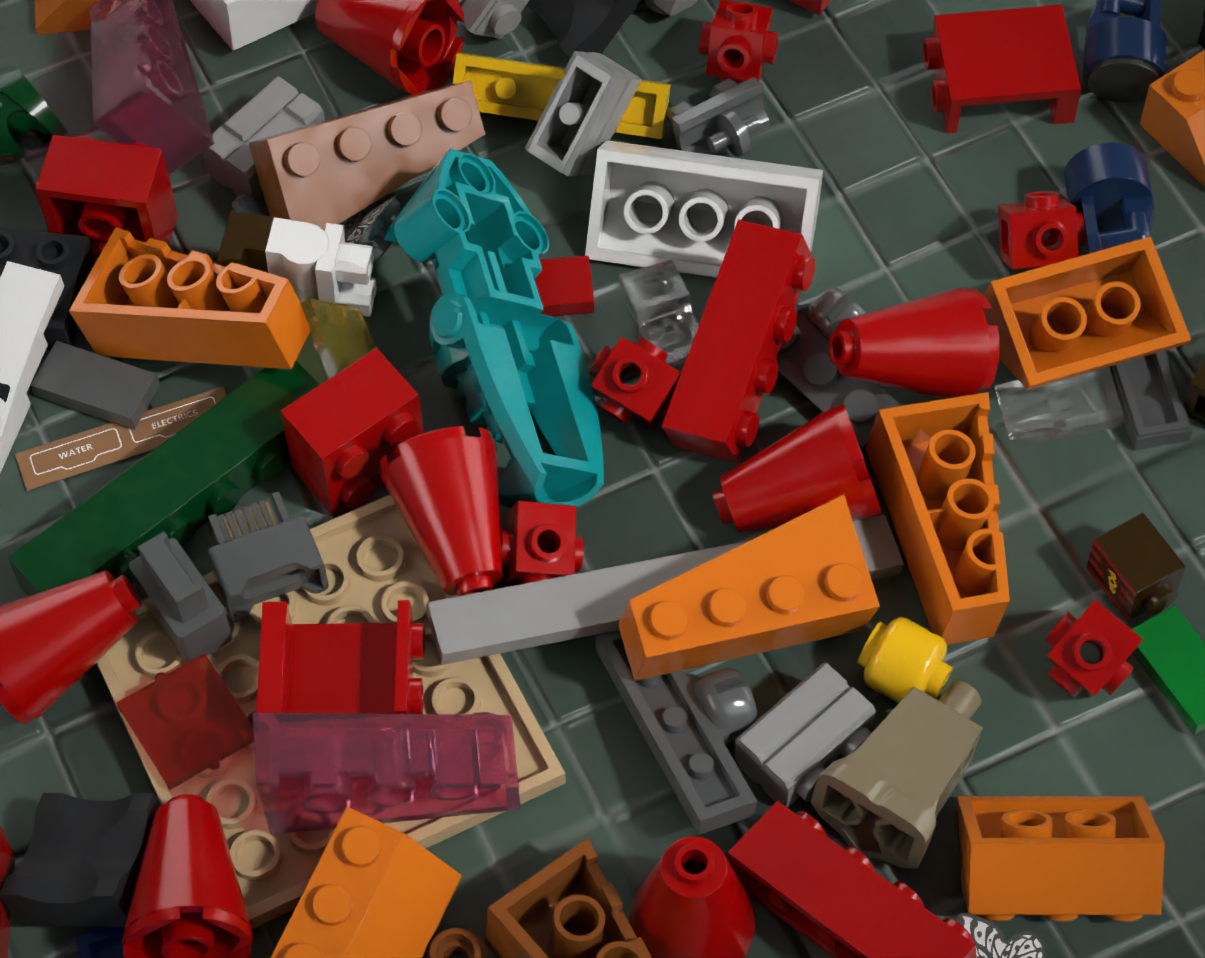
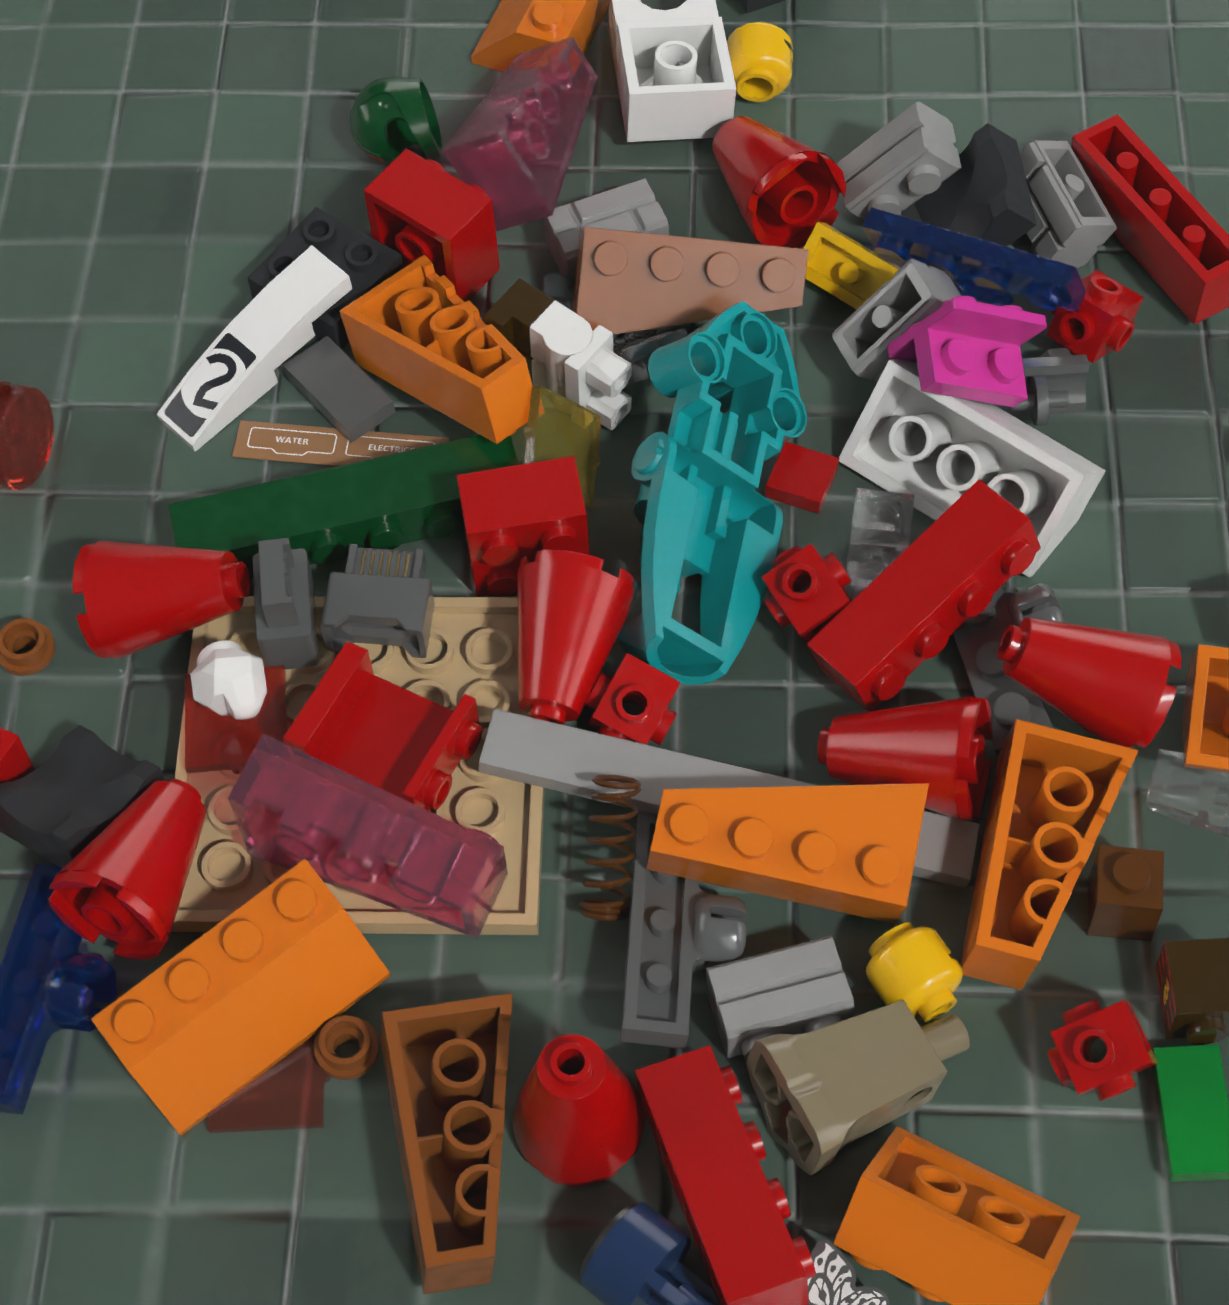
camera: 30 degrees right, 0 degrees up
(172, 686) = (229, 680): none -> white rock
(613, 732) = (604, 908): none -> reddish brown piece
(626, 36) = (976, 265): none -> clear blue plate
(664, 112) = (971, 350): none -> dark pink bracket
(1037, 516) = (1125, 893): none -> reddish brown brick

